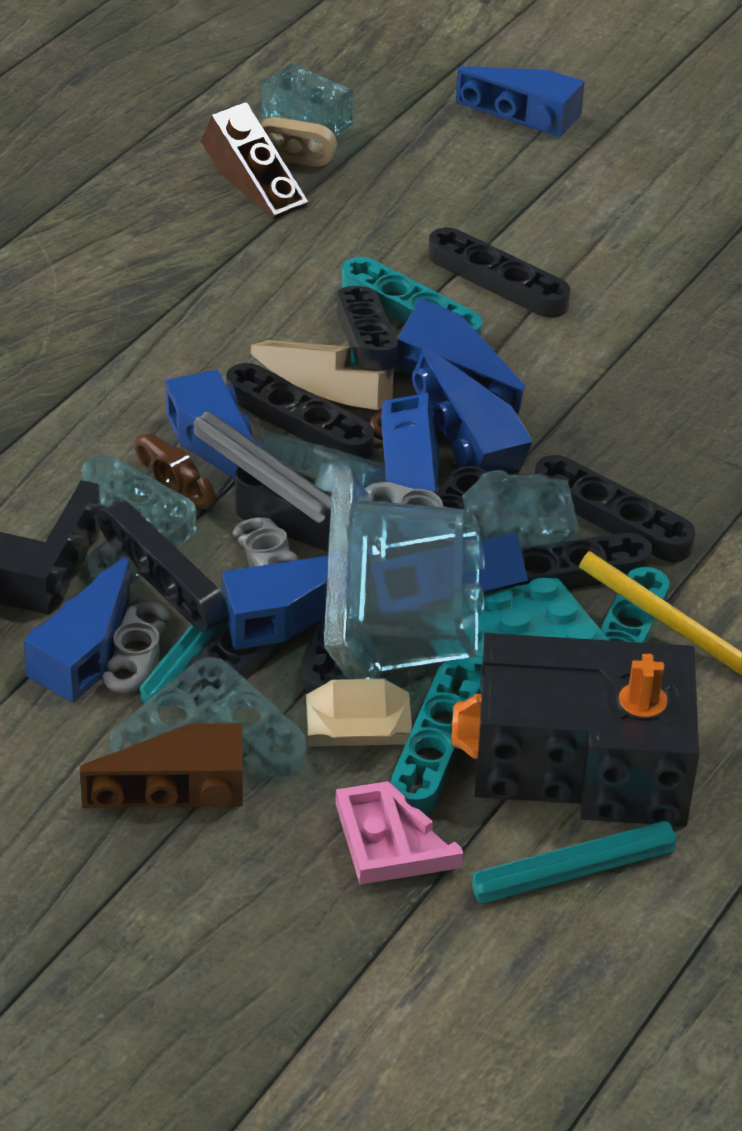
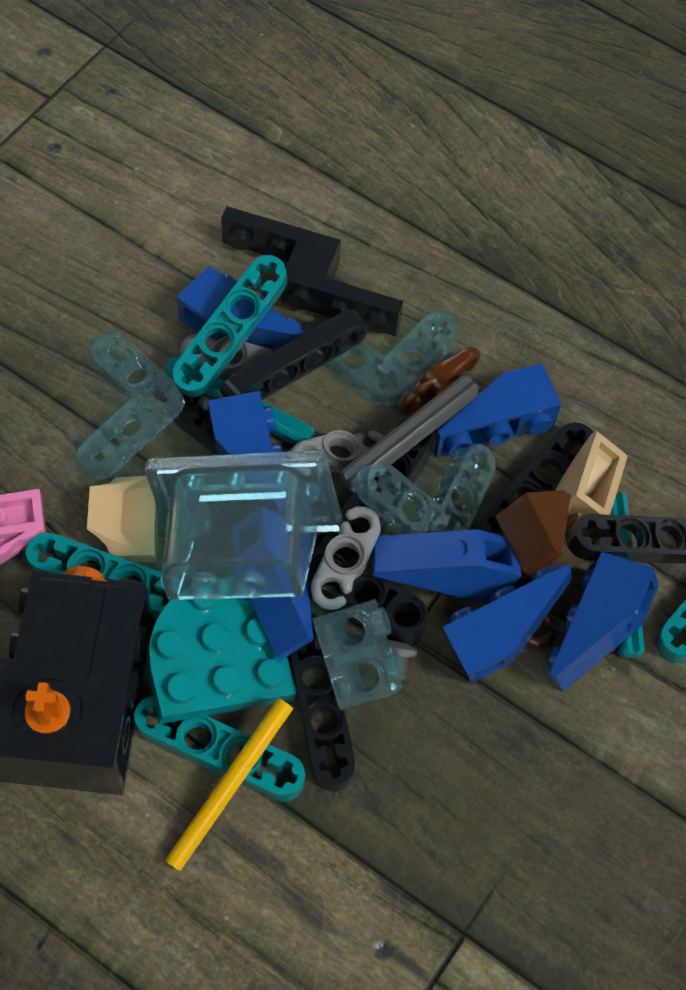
camera: 90 degrees right, 20 degrees up
(74, 574) = (225, 322): none -> teal beam
(175, 769) = (79, 386): reddish brown slope -> none
(377, 377) = (536, 528): none -> reddish brown slope
(667, 532) = (408, 763): black beam -> none

